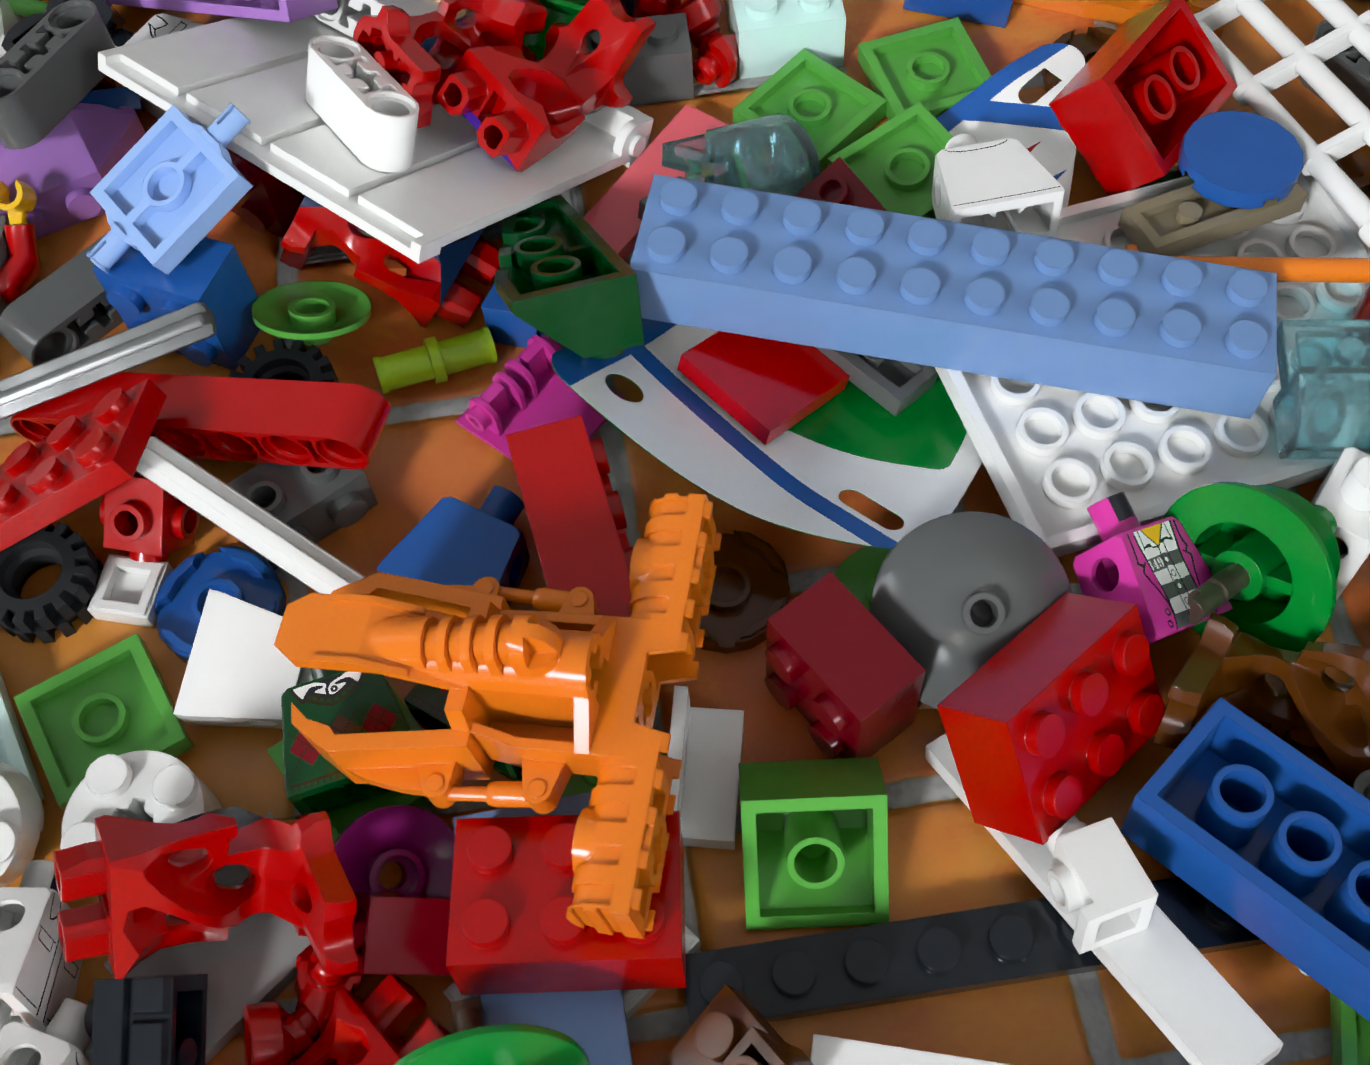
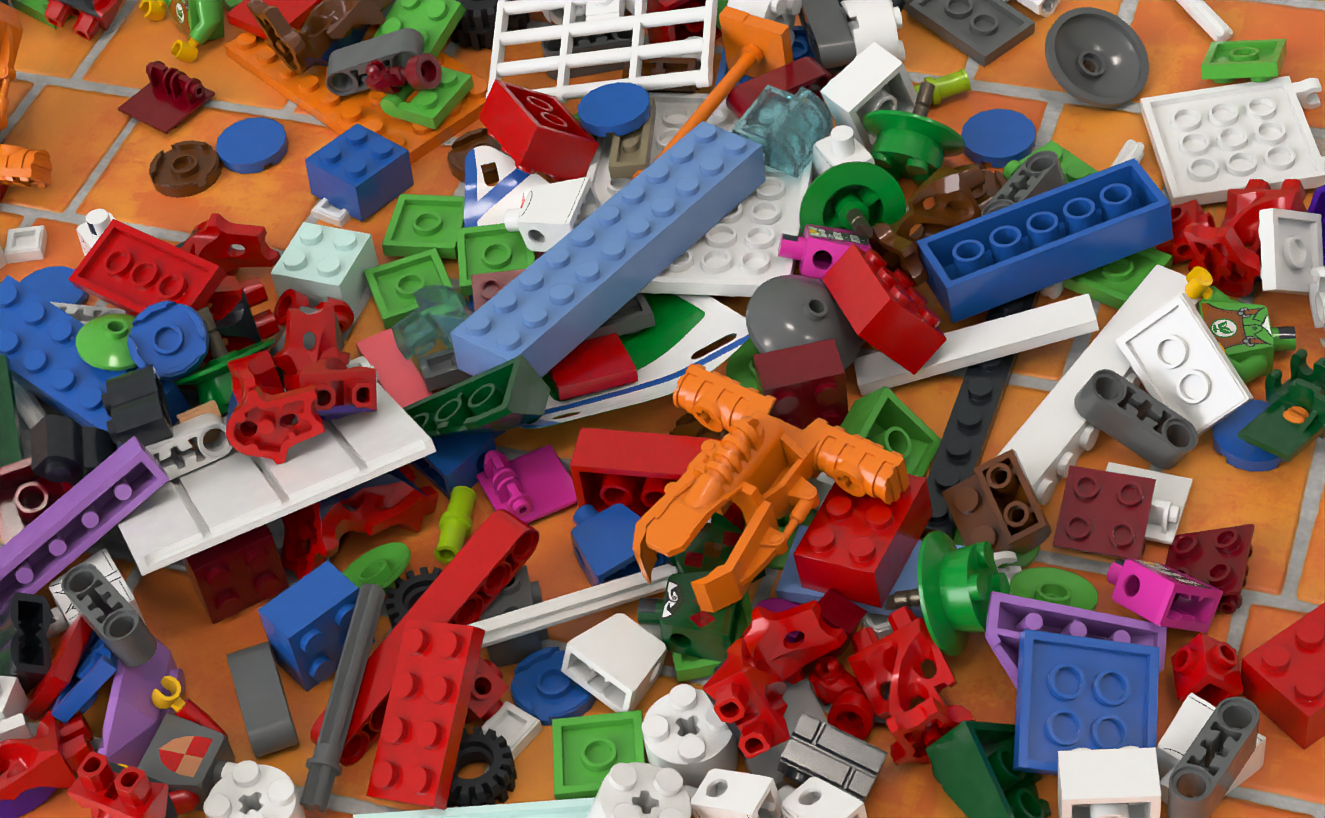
camera: 60 degrees left, 15 degrees down
(170, 189) = (278, 559): light blue plate -> none
(361, 103) = (284, 449): white beam -> none
(1099, 883) = (977, 325): white brick -> none

